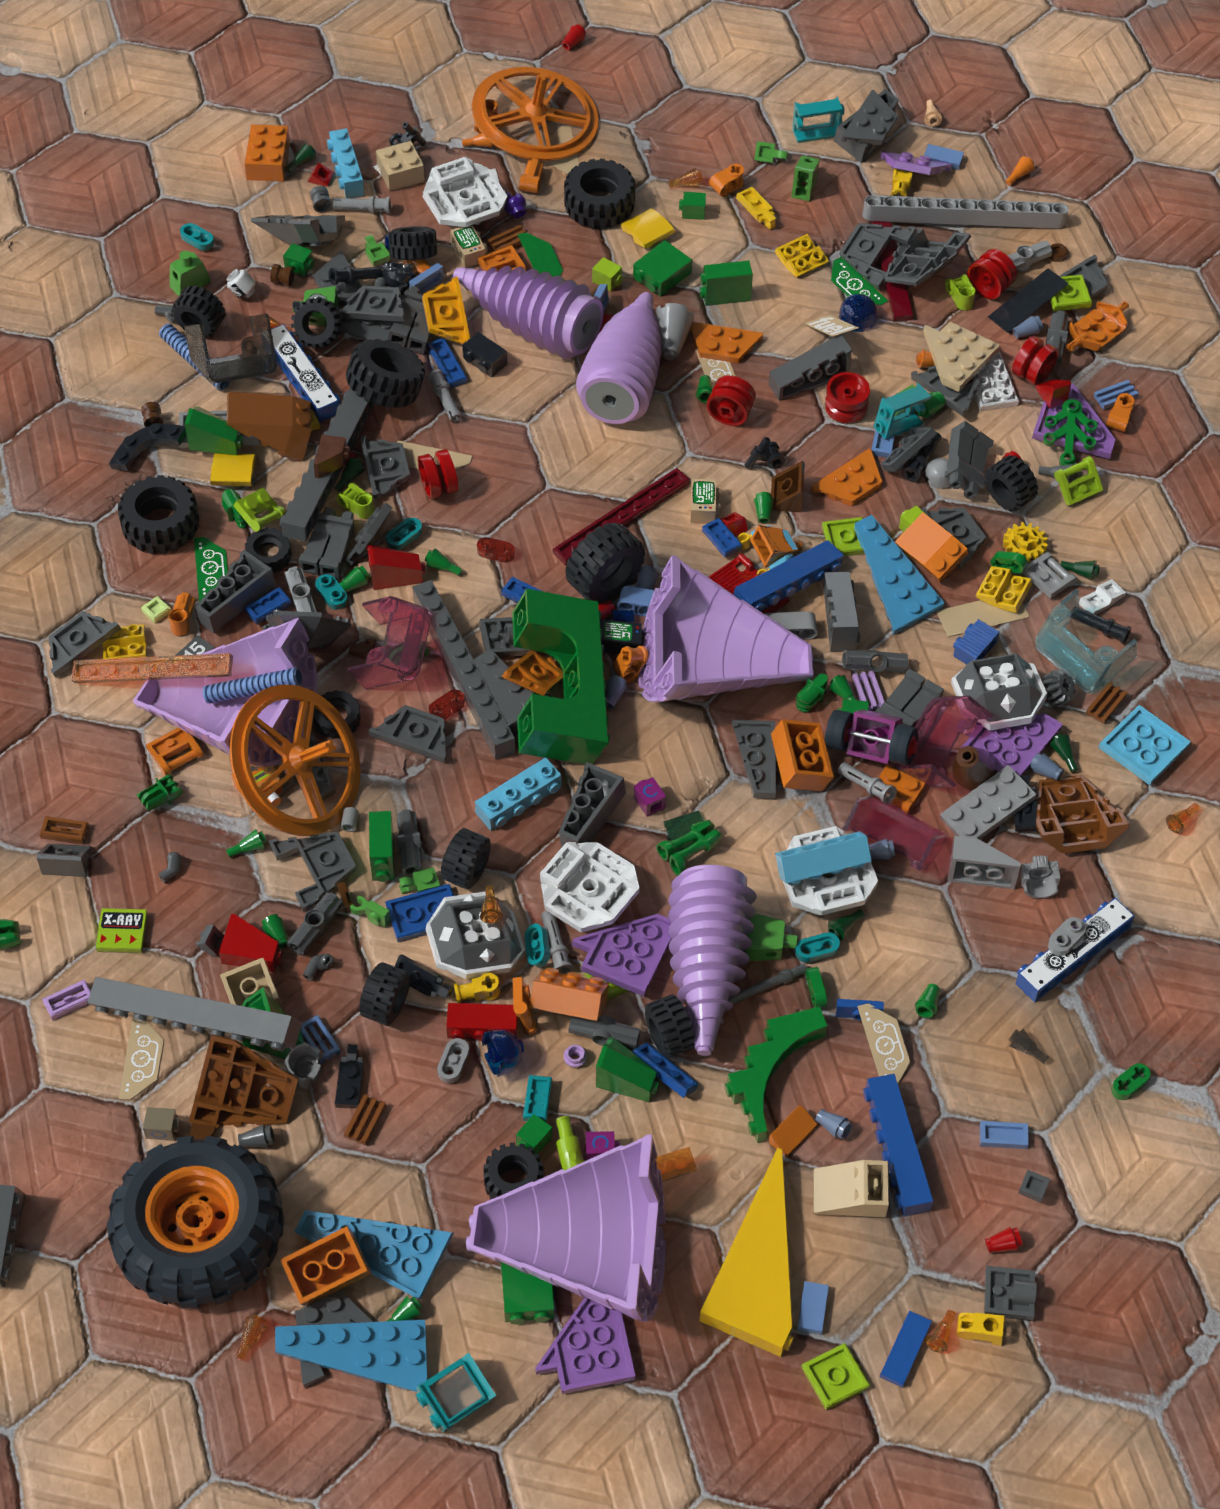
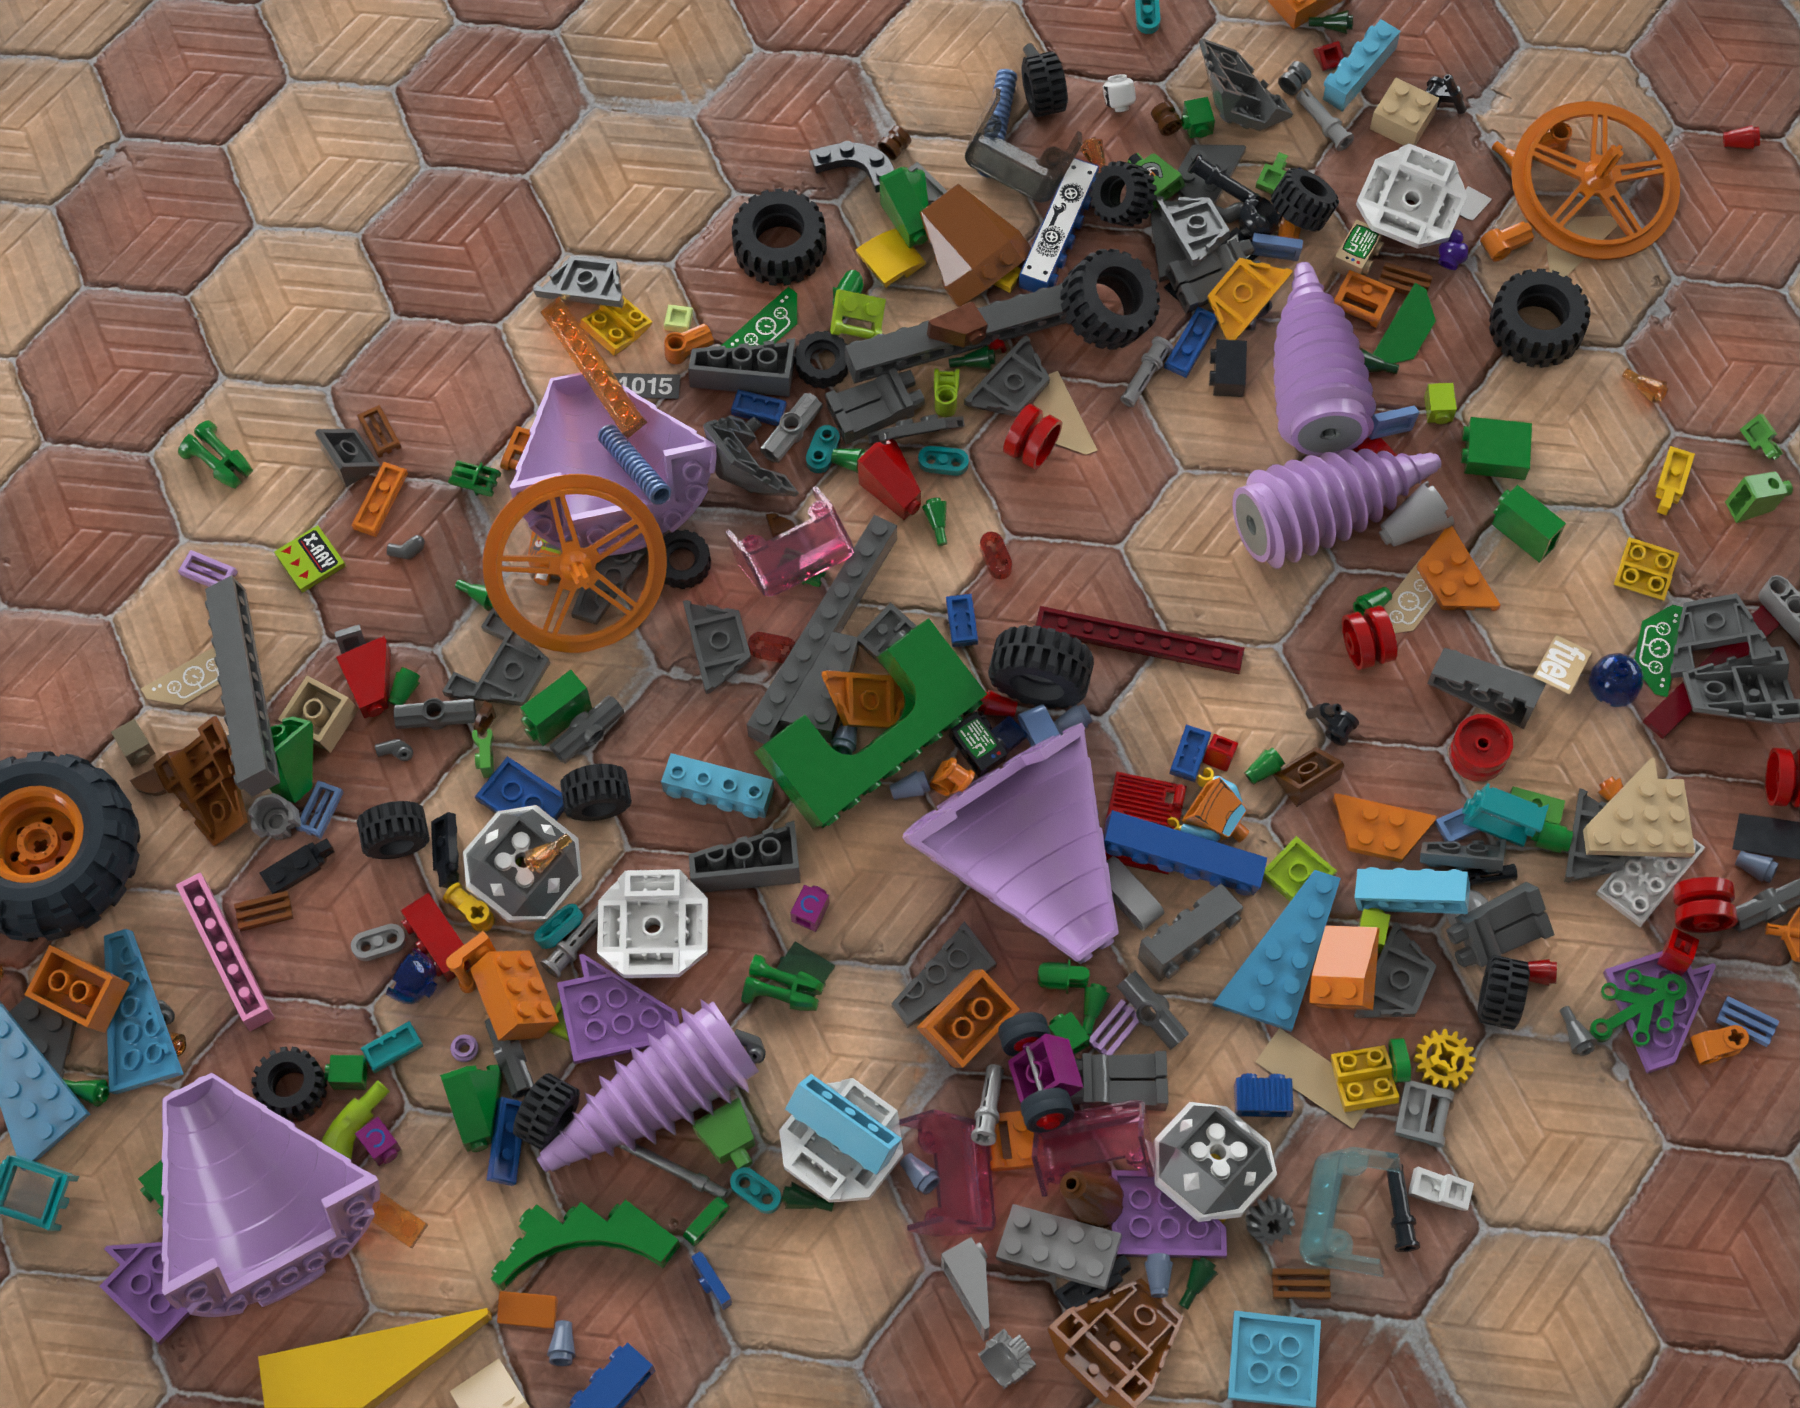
camera: 55 degrees right, 10 degrees up
(117, 861) = (379, 499): none -> orange tile
(187, 272) = (1090, 40): bright green torso -> none
(258, 1137) = (179, 834): dark grey cone -> none
(349, 819) = (574, 658): light grey hinge -> none
(378, 1156) = (225, 952): none -> bright pink brick
(421, 881) = (552, 771): bright green plate -> none
(648, 228) = (1540, 396): yellow slope -> none
(693, 205) = (1613, 416): green brick -> none
(704, 500) = (1221, 703): brick -> none
(727, 180) = (1680, 424): orange piece -> none
(884, 1041) = (688, 1333): tan sticker -> none
(911, 484) = (1413, 890): none -> medium azure brick
(928, 1001) = (773, 1342): green cone -> none
(961, 292) = (1746, 759): lime piece -> none
(1082, 486) = (1573, 1068): lime plate -> none
(1084, 568) = (1464, 1147): dark green cone -> none

